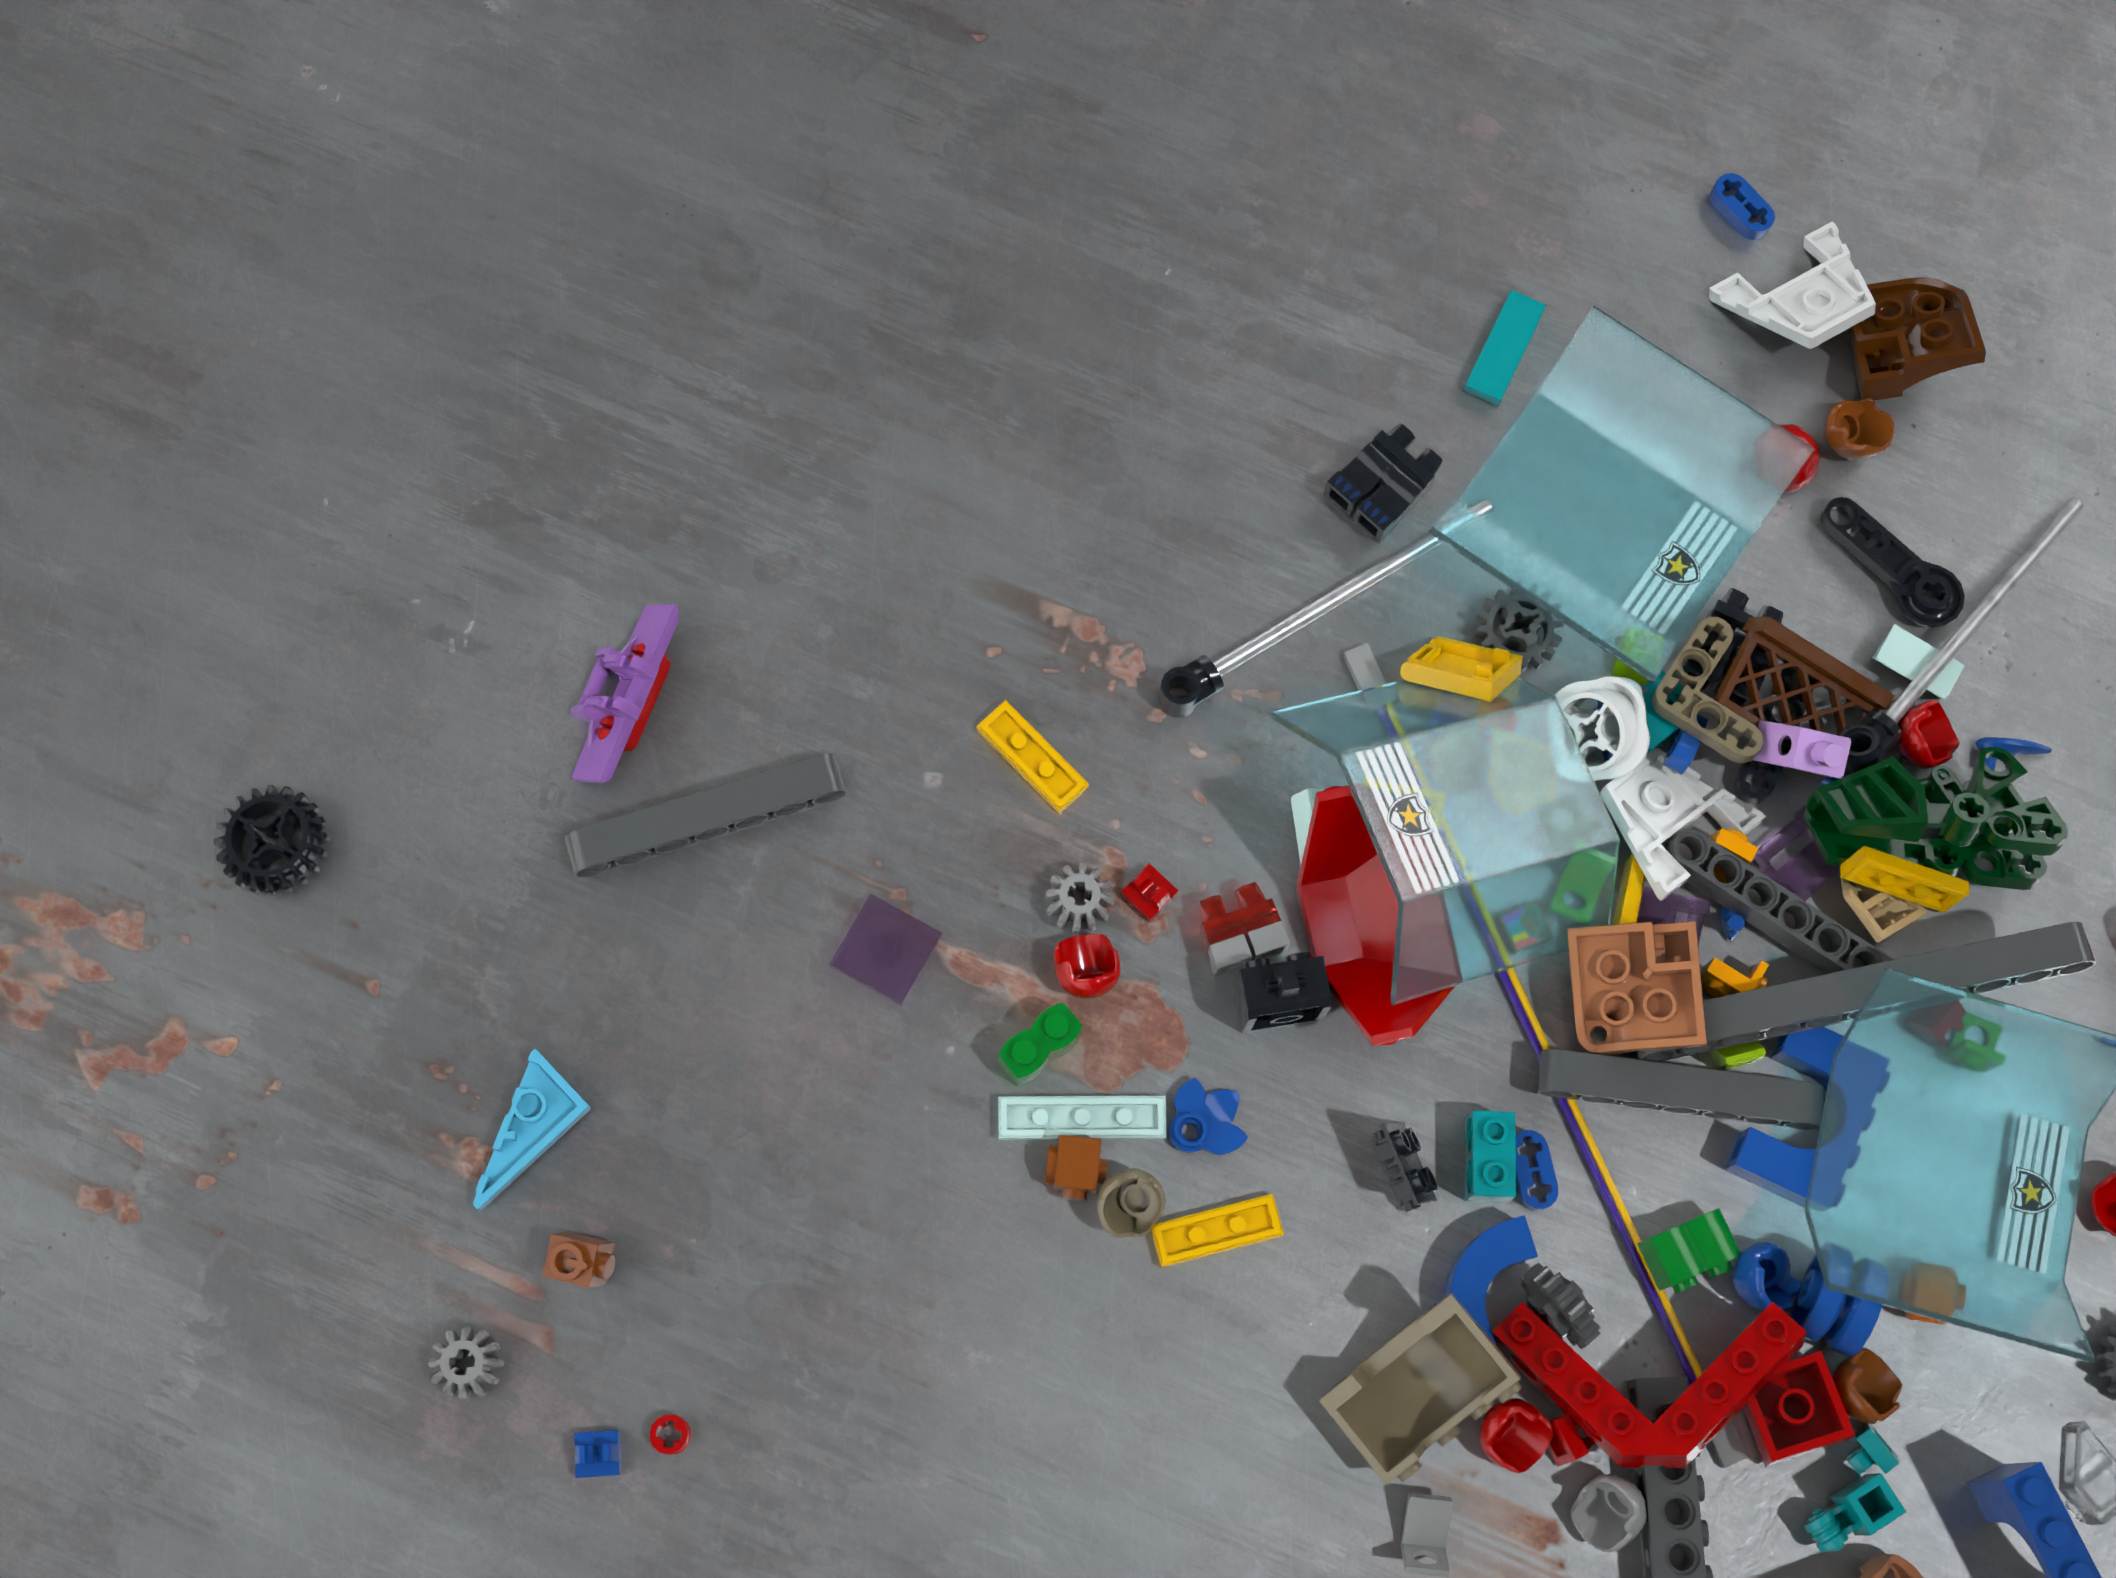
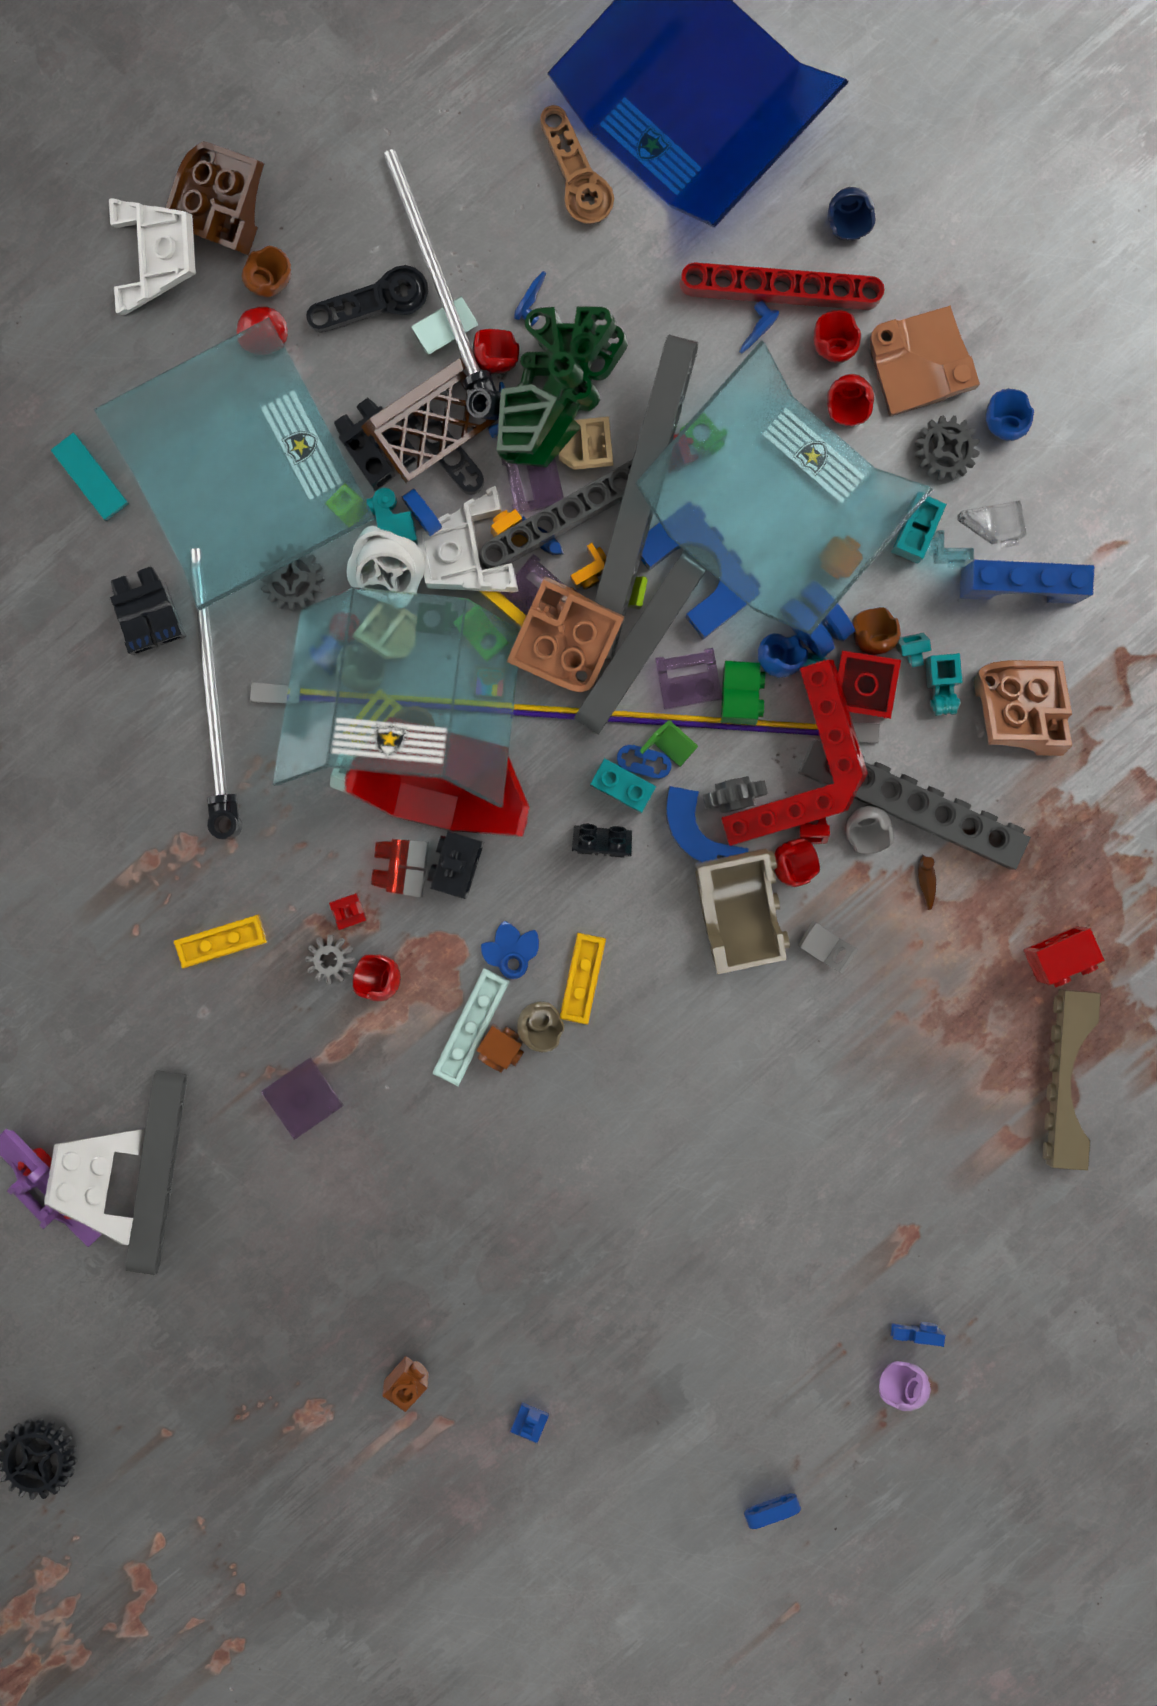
camera: 55 degrees left, 15 degrees up
(457, 1351) = (443, 1488): light grey gear -> none
(539, 1116) = (303, 1368): medium azure wing -> none
(657, 723) = (81, 1181): none -> white wing
(660, 1443) = (542, 1382): red bush -> none
(1029, 1050) = (414, 1041): green brick -> none
(1462, 668) = (300, 635): yellow container -> none
(1578, 1191) = (672, 743): none -> bright green bracket
(1658, 1183) = (689, 688): none -> clear purple plate
(1693, 701) = (399, 495): dark tan beam -> none
(1742, 206) = (69, 261): blue beam -> none
(1809, 752) = (470, 439): lavender torso -> none
(1904, 879) = (581, 423): yellow tile -> none
(2015, 1438) = (953, 557): none -> clear light blue bracket
(2026, 1375) = (919, 530): none -> teal brick

